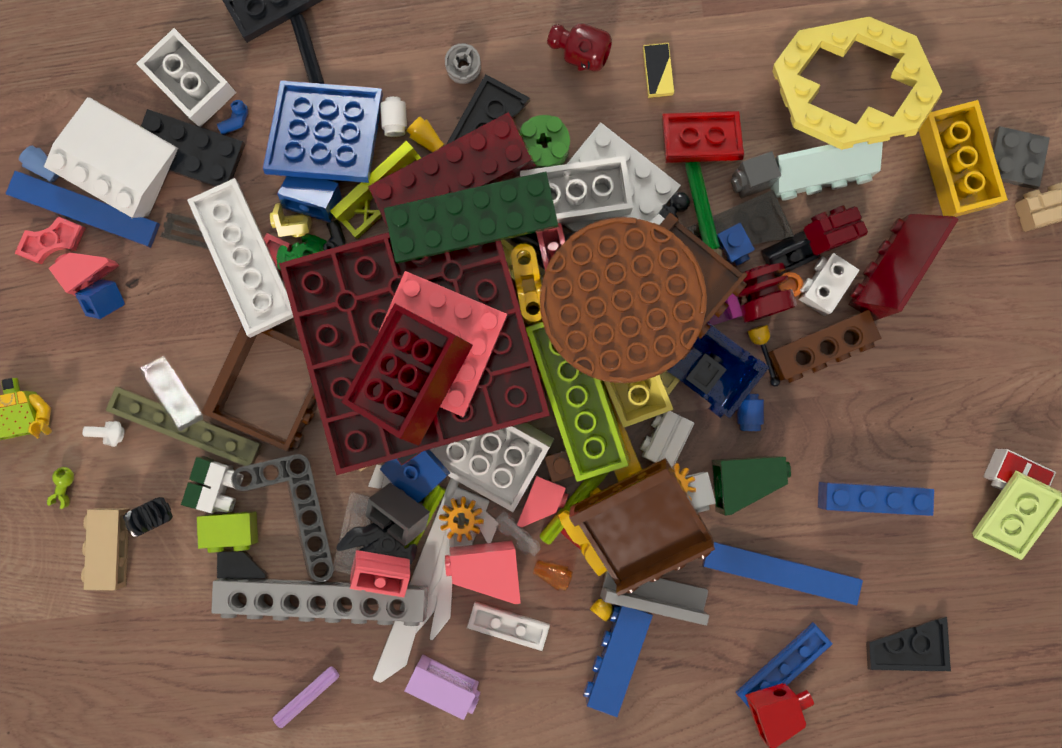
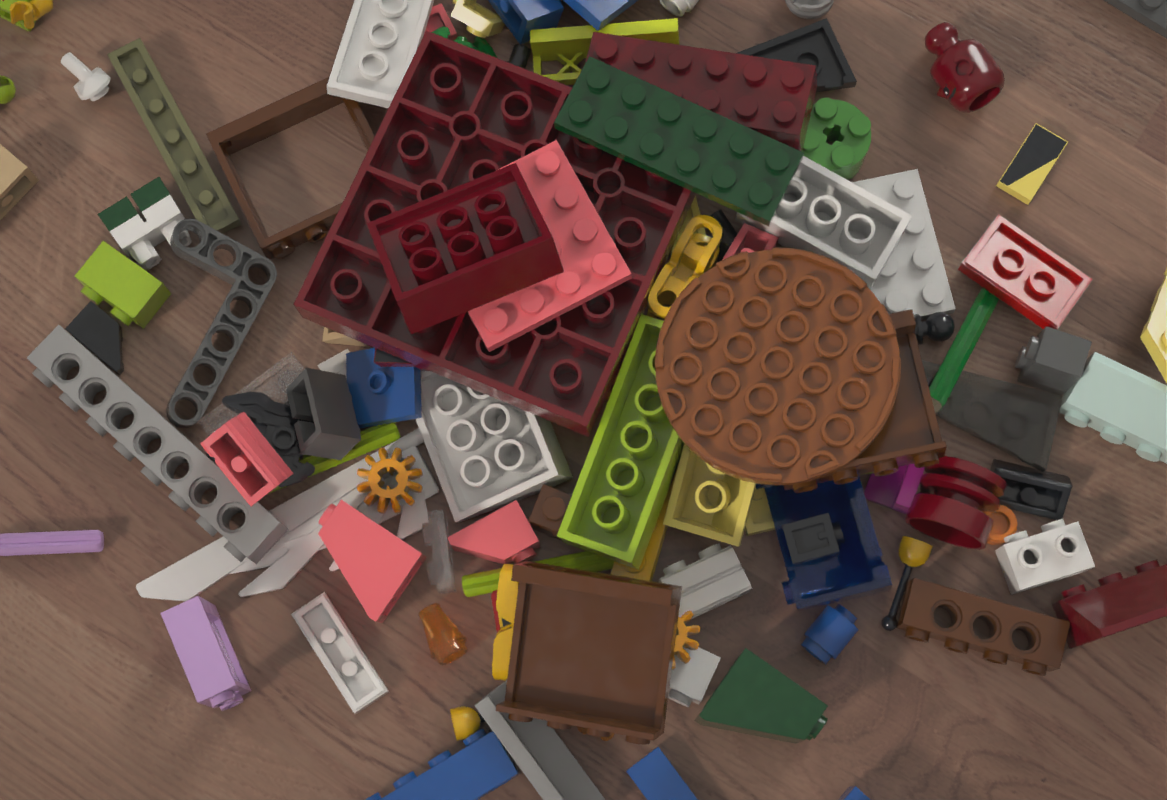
camera: 35 degrees right, 10 degrees down
(147, 516) = (51, 200): black gear -> none
(171, 393) = (192, 90): clear plate -> none
(424, 134) = (703, 27): yellow cone -> none
(735, 244) = (966, 424): blue bracket -> none
(835, 229) = (1102, 497): dark red brick -> none

